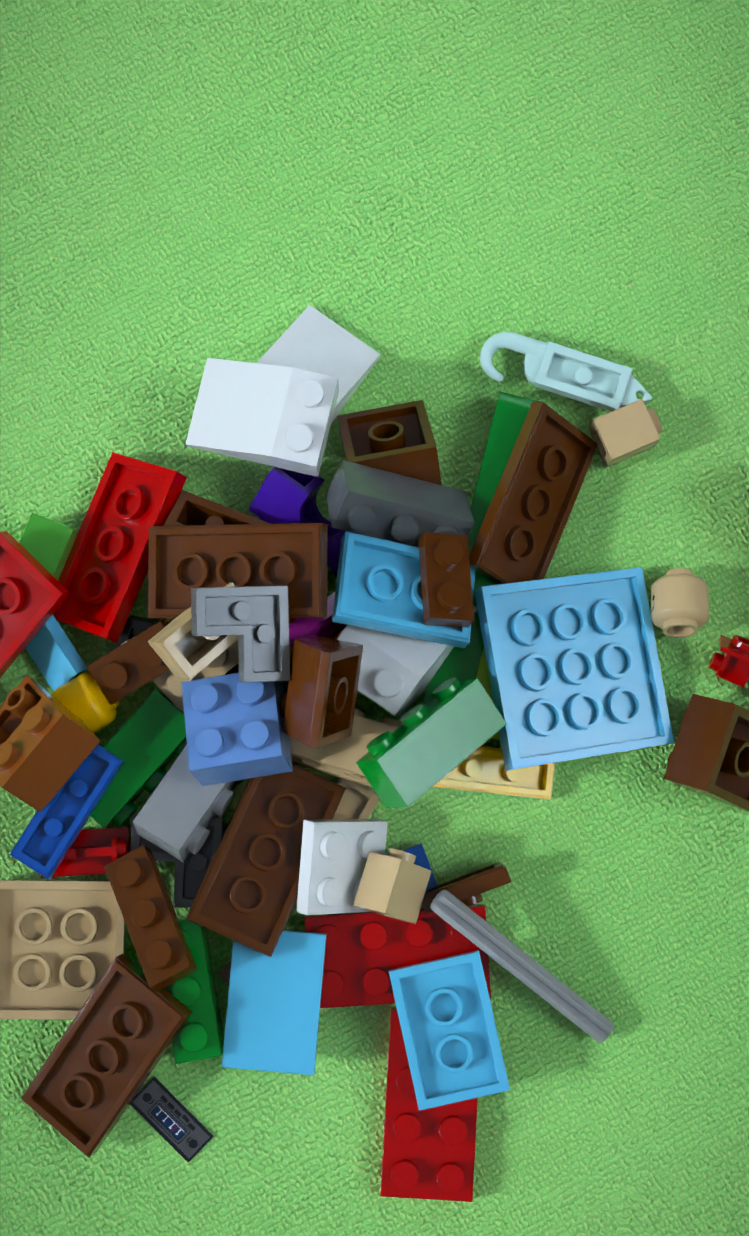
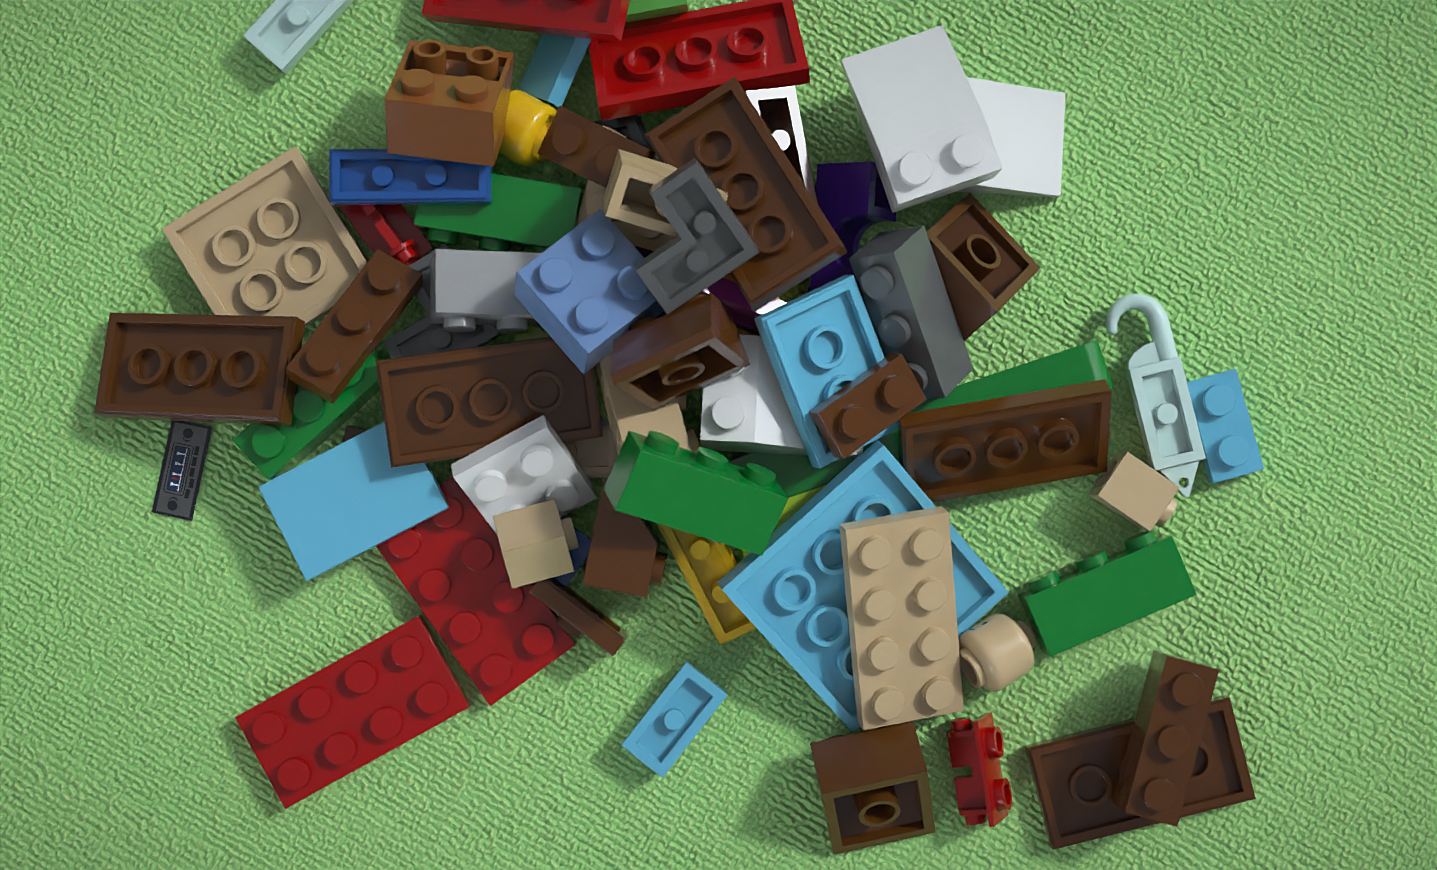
camera: 60 degrees right, 5 degrees up
(440, 824) = (623, 552): none -> reddish brown slope
(449, 1030) = (431, 684): medium azure plate -> none
(521, 966) = (538, 716): light grey axle -> none
(584, 867) = (674, 719): none -> medium azure plate
(613, 653) = (902, 617): none -> tan plate
(618, 342) = (1224, 426): none -> medium azure plate
(684, 498) = (1106, 592): none -> green brick

